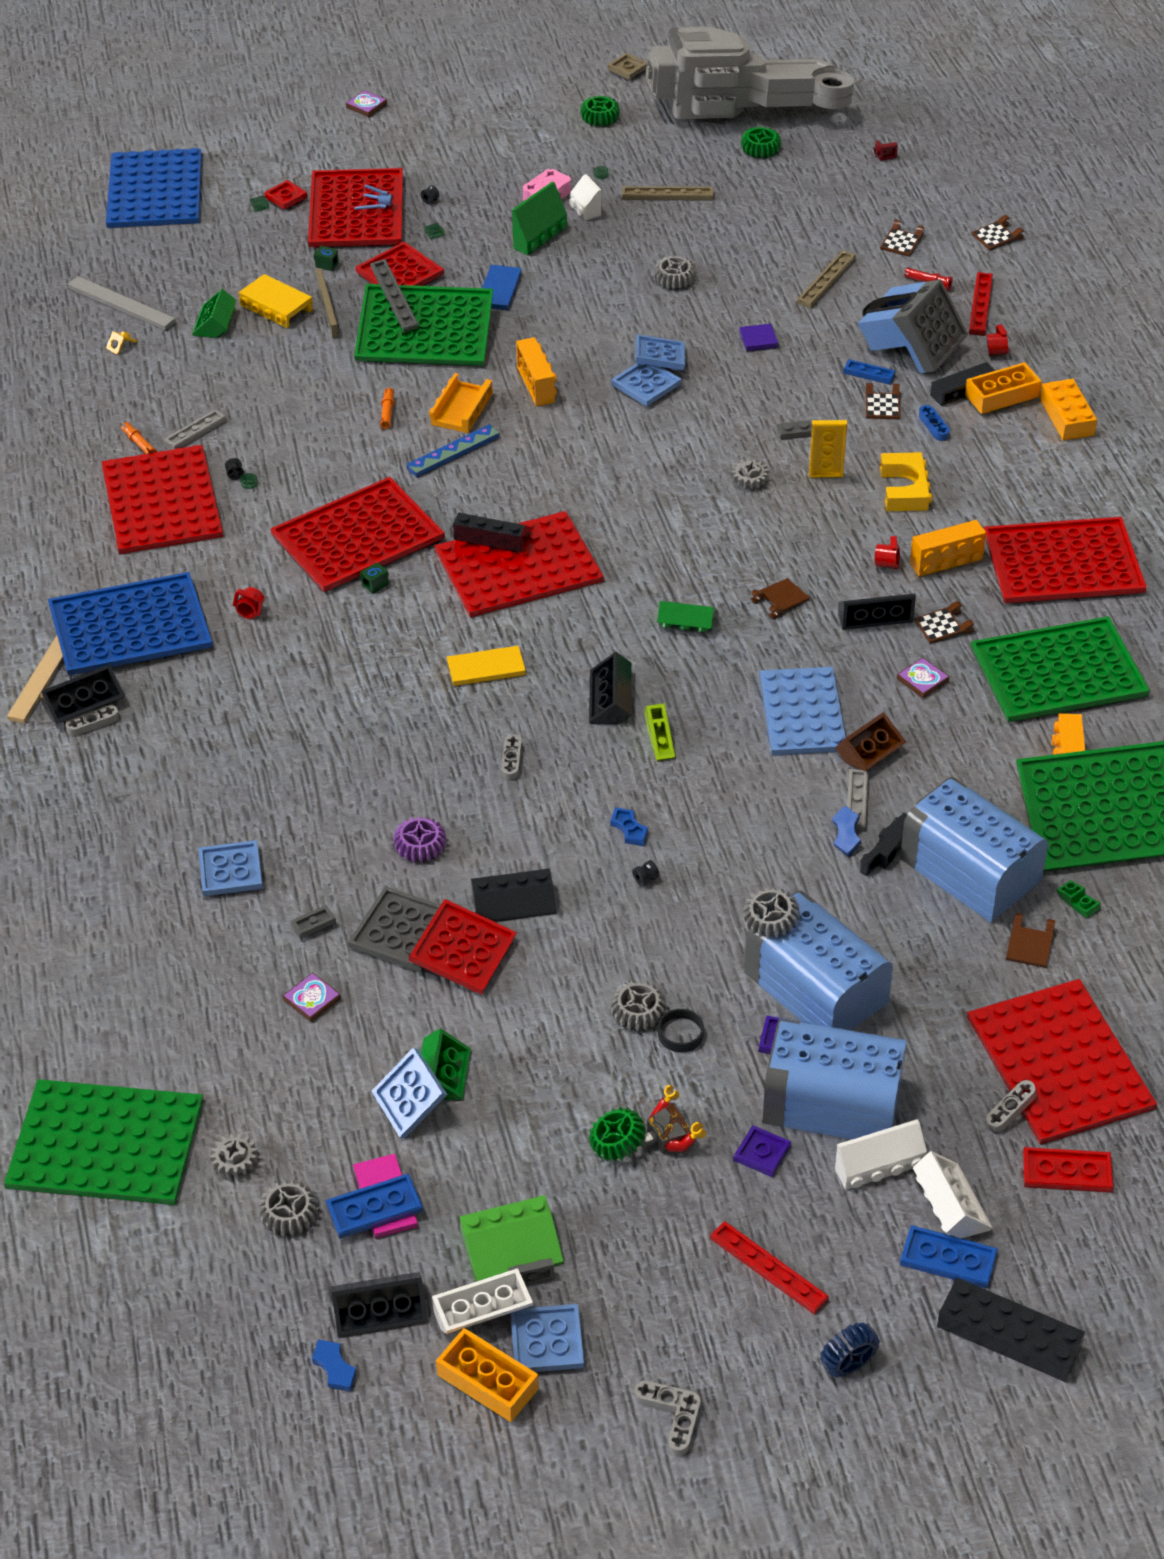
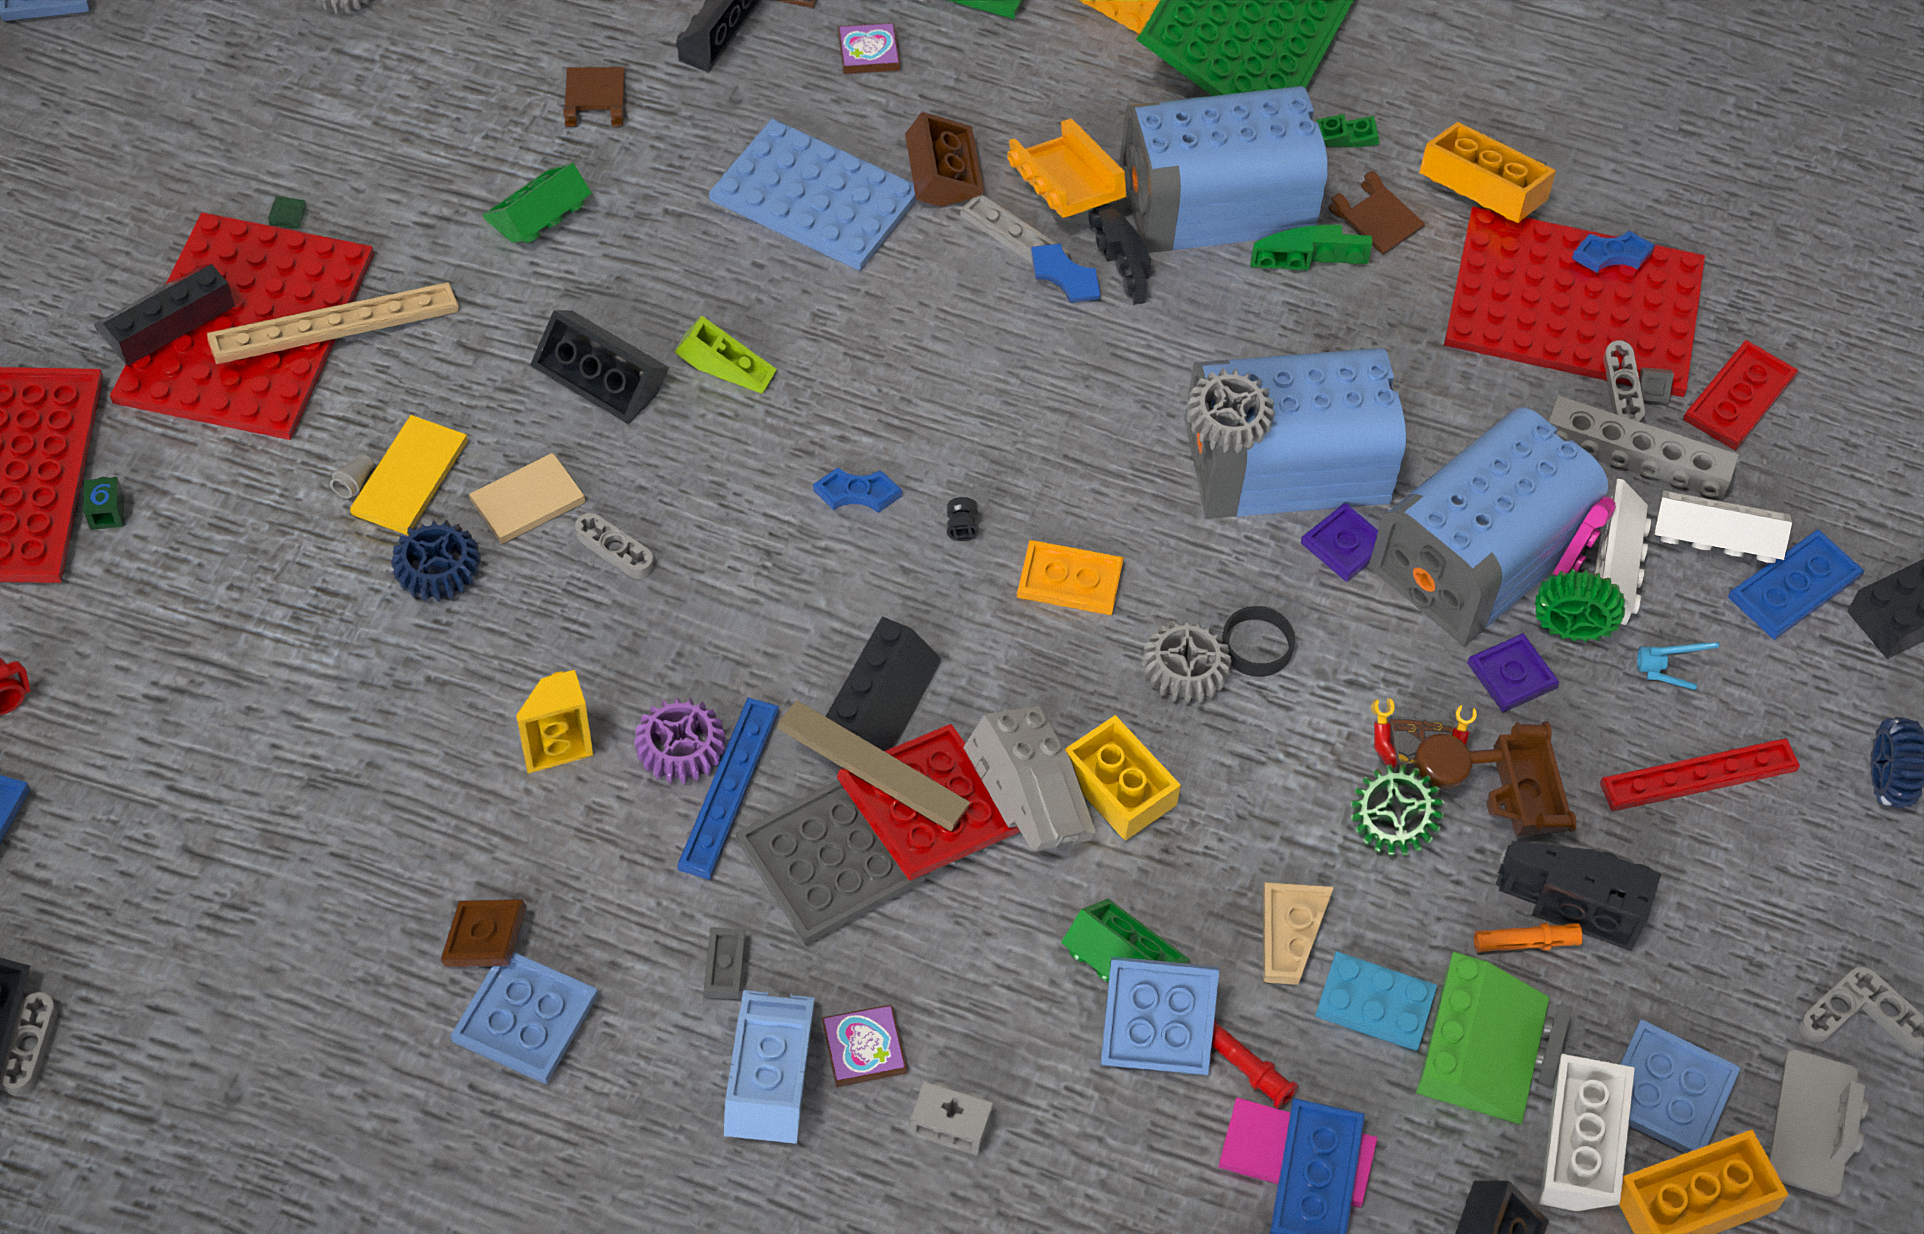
camera: 60 degrees left, 10 degrees up
(259, 829) = (483, 933): none -> reddish brown tile
(267, 962) = (768, 1067): none -> light blue piece
(295, 1047) = (963, 1131): none -> light grey brick
(381, 783) = (554, 723): none -> yellow slope
(412, 873) = (728, 788): none -> blue tile
(415, 1156) = (1261, 1074): none -> red pin
(432, 701) = (433, 550): none -> dark blue gear
(457, 910) = (873, 765): none -> dark tan tile
(464, 646) = (351, 477): none -> light grey cone
(498, 1181) = (1376, 1001): none -> dark azure plate
(504, 974) = (1030, 777): none -> light grey piece
(510, 712) = (527, 498): none -> tan tile
(511, 1128) = (1290, 928): none -> tan wing
(539, 1011) = (1122, 778): none -> yellow brick
(543, 588) = (332, 322): none -> tan tile
(579, 1415) = (1817, 1122): none -> light grey bracket
(595, 1238) = (1540, 936): none -> orange pin
(596, 538) = (287, 212): none -> clear green tile
(635, 1239) = (1581, 887): none -> black piece
(652, 935) = (1070, 577): none -> light orange tile
(687, 1180) = (1527, 772): none -> reddish brown piece
(820, 1148) = (1580, 605): none -> green gear
(827, 1209) = (1656, 658): none -> dark azure plant
(869, 1124) = (1586, 536): none -> dark pink hinge
(905, 789) = (1069, 171): none -> light orange panel
(967, 917) = (1318, 243): none -> green slope
(979, 1147) = (1645, 448): none -> light grey brick
(1027, 1121) = (1656, 384): none -> dark grey tile
(1100, 1049) = (1602, 252): none -> blue tile
(1102, 967) = (1487, 172): none -> light orange brick

